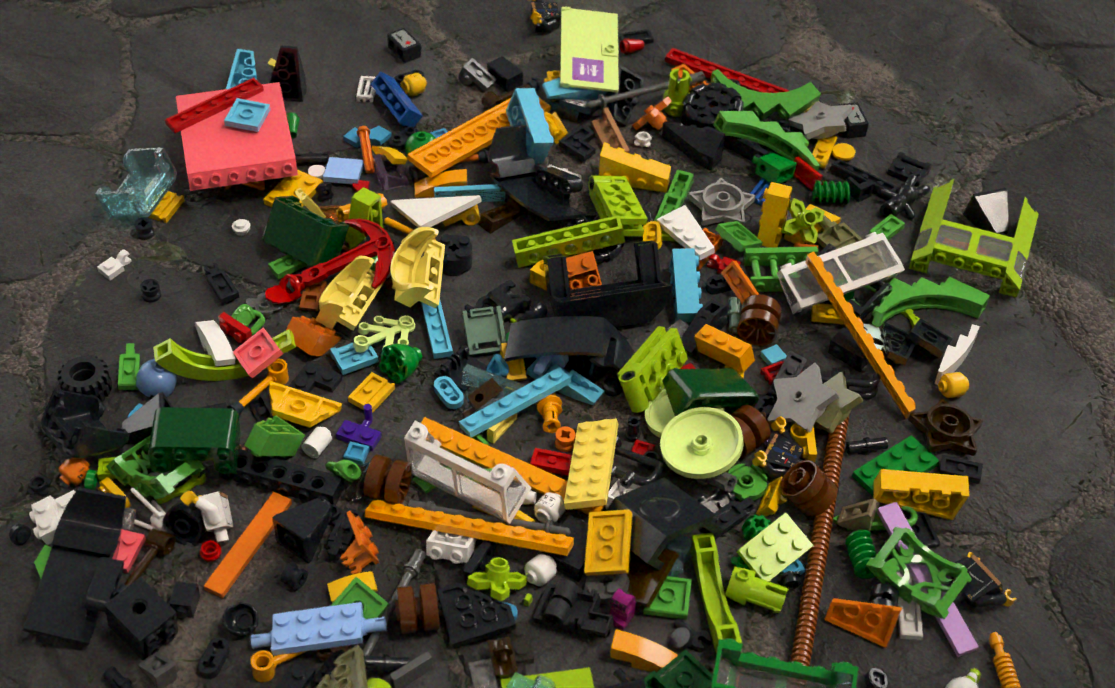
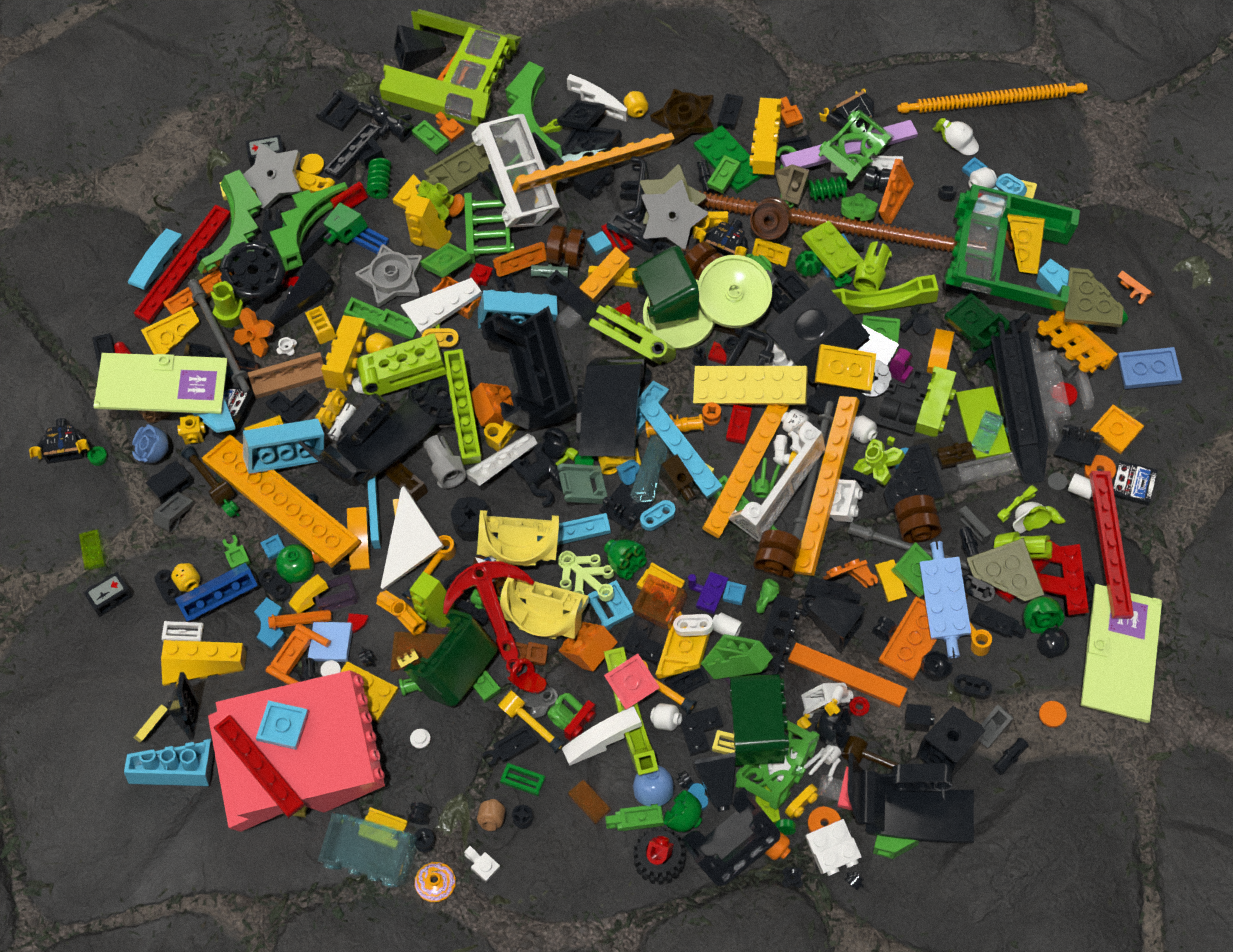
camera: 85 degrees left, 15 degrees up
(81, 368) = (659, 850): none -> red plate
(107, 239) = (435, 891): none -> dish
(121, 399) = (684, 813): none -> green cylinder
(154, 337) = (589, 801): none -> clear orange plate
(156, 268) = (491, 815): none -> medium nougat head
(169, 224) = (419, 813): none -> black wheel
(191, 293) = (536, 792): none -> green tile
(226, 390) = (666, 717): none -> white head
(256, 281) = (513, 705): none -> yellow piece
(273, 597) = (909, 642): none -> orange tile
(315, 407) = (694, 625): none -> white plate
(334, 146) = (292, 652): none -> orange plate
(337, 92) = (200, 659): none -> yellow wedge
(342, 379) = (659, 602): none -> clear orange brick
(434, 114) = (236, 554): none -> bright green plate
(446, 36) = (91, 549): none -> clear neon green plate
(476, 106) = (230, 508): none -> green plate
(502, 234) = (446, 467): none -> light grey piece
(514, 273) = (490, 466): none -> white wing
(535, 38) = (97, 456): none -> green tile
(539, 60) = (150, 444): none -> medium blue cylinder
(571, 641) = (936, 402): none -> lime wedge
(577, 166) = (333, 405): none -> yellow hinge
(644, 193) = (377, 342): none -> yellow head
(651, 68) = (169, 332): none -> yellow wing
(669, 158) = (327, 332): none -> yellow slope
(728, 57) = (152, 262): none -> medium azure slope
(839, 571) = (859, 207): none -> bright green plate
(866, 452) = (723, 174): none -> bright green plate
(903, 245) = (450, 129): none -> orange plate
(965, 525) = (790, 114): none -> orange plate

